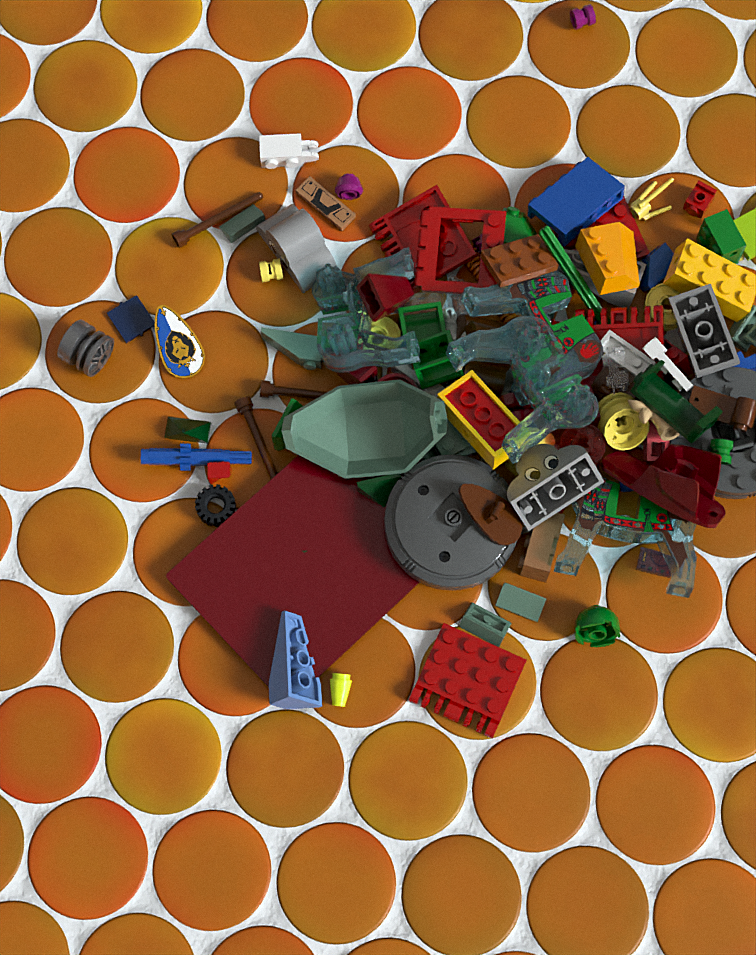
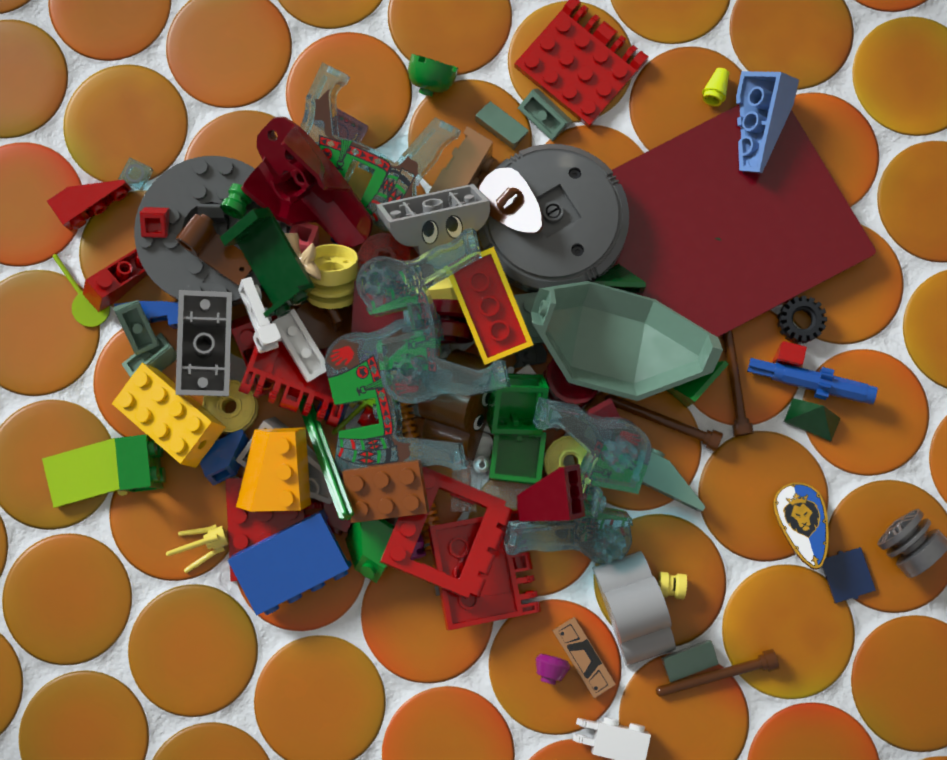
camera: 165 degrees left, 10 degrees up
(616, 378) = (317, 339): clear hinge -> none
(699, 199) = (142, 539): red brick -> none

